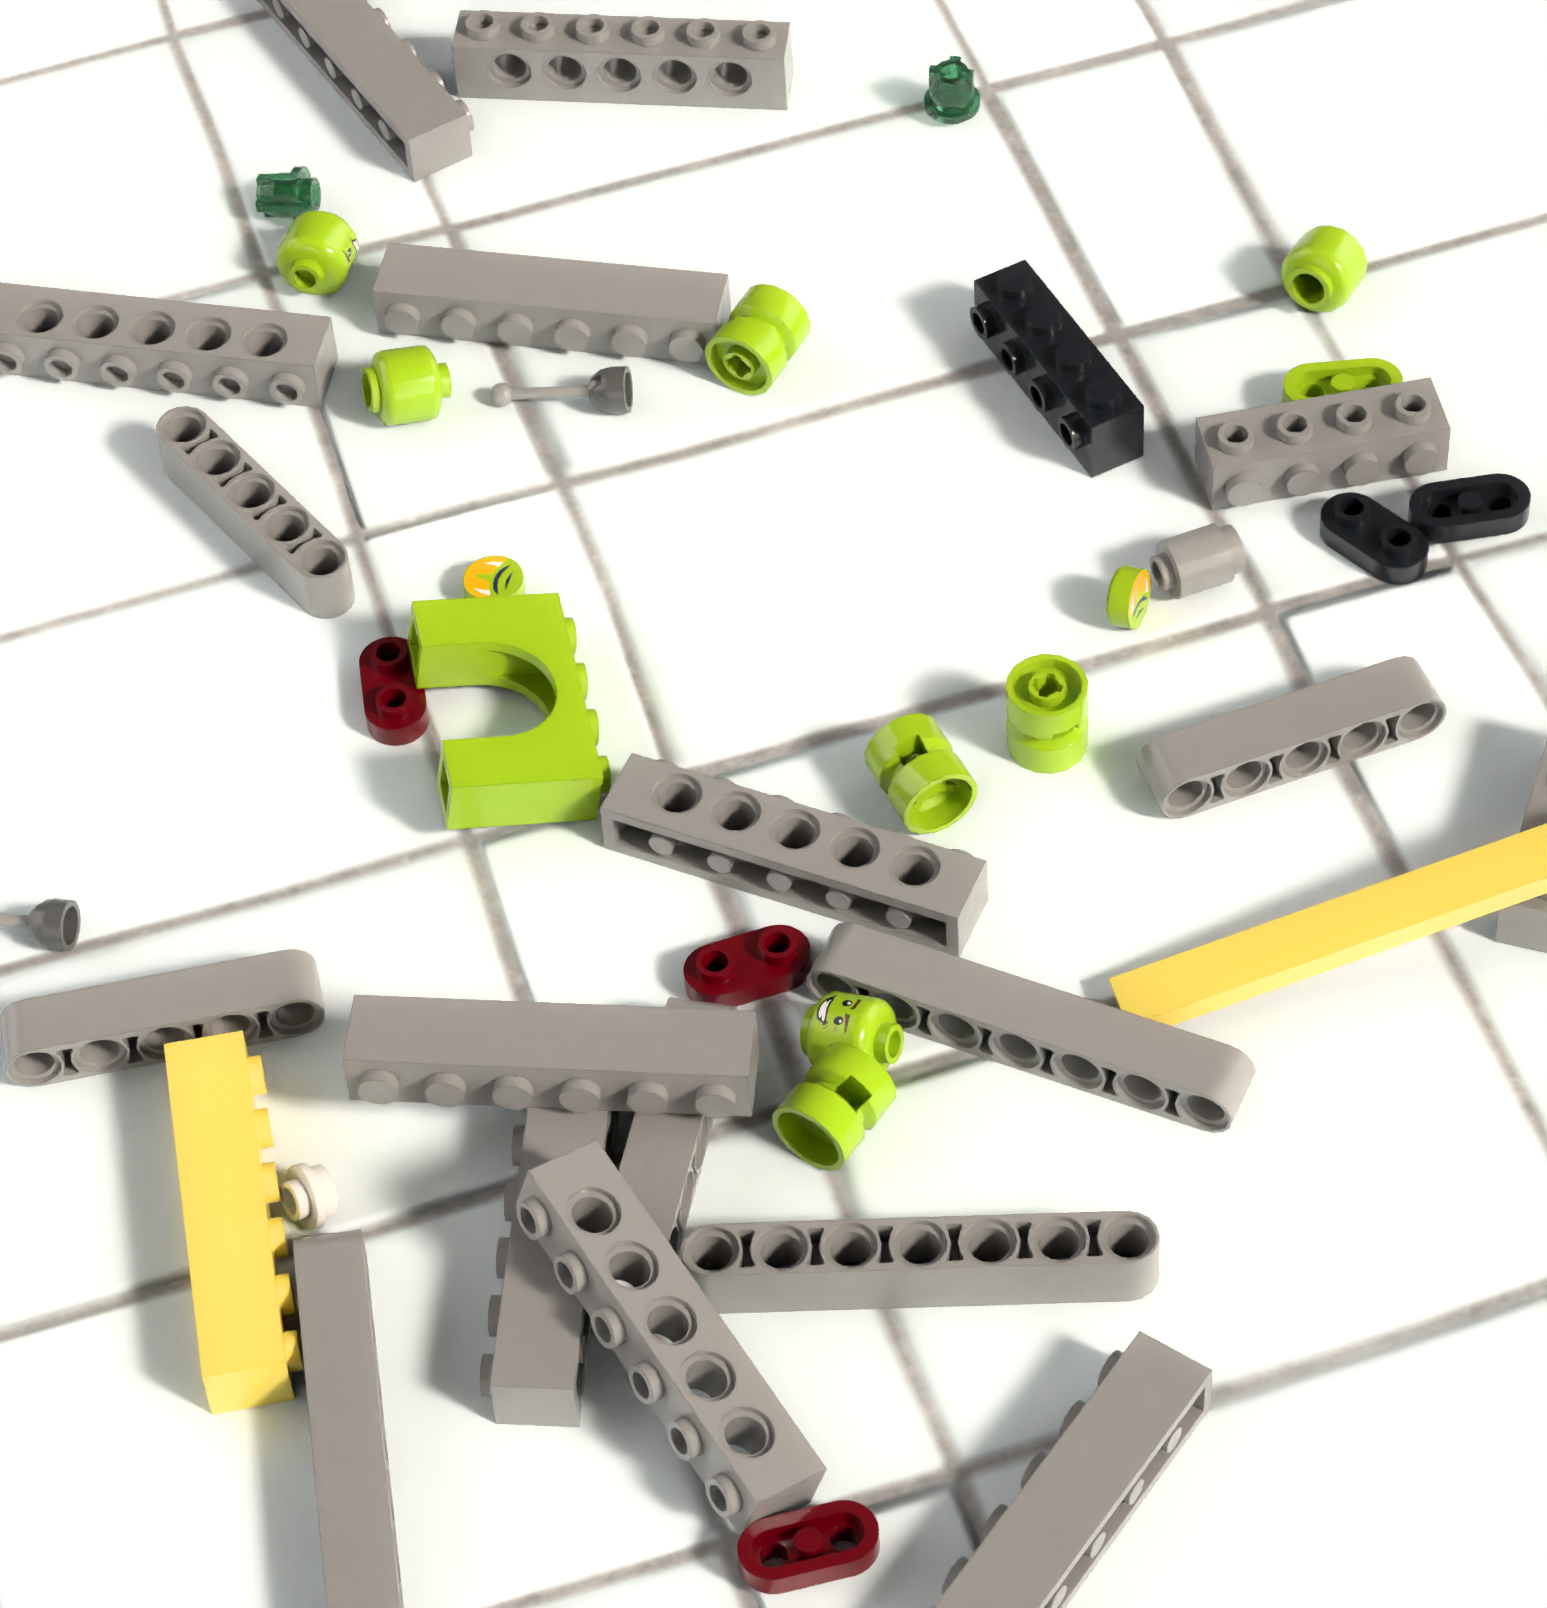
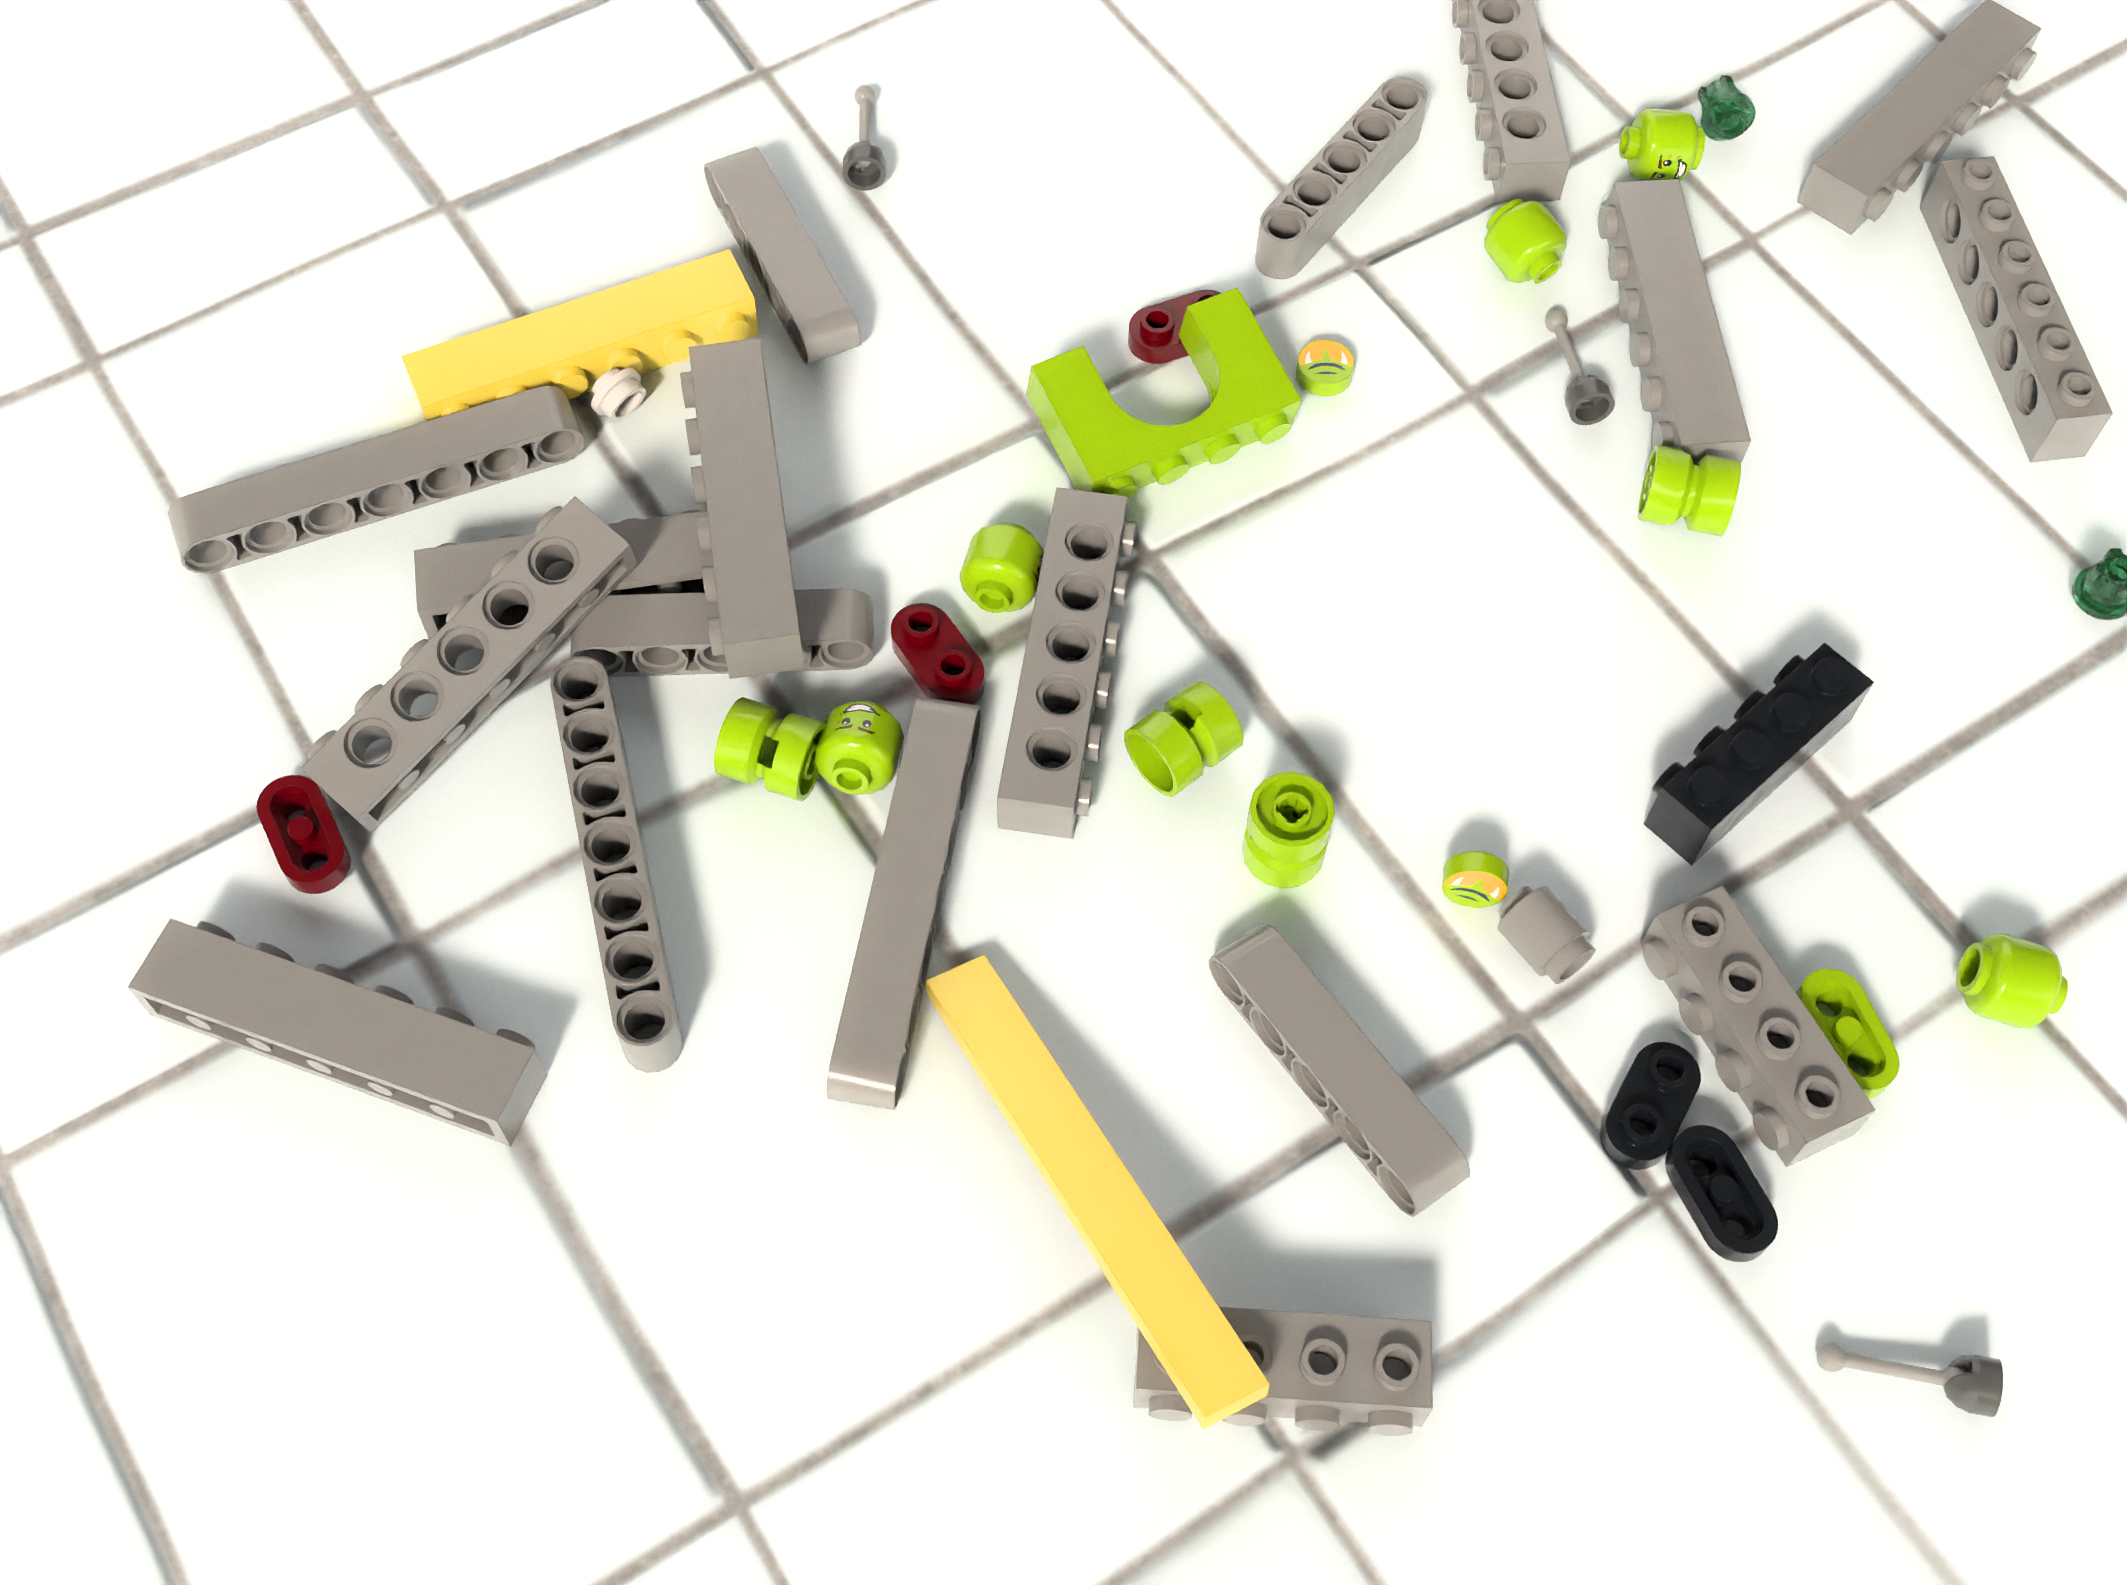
camera: 70 degrees right, 10 degrees up
(665, 886) = (1002, 565): none -> lime head

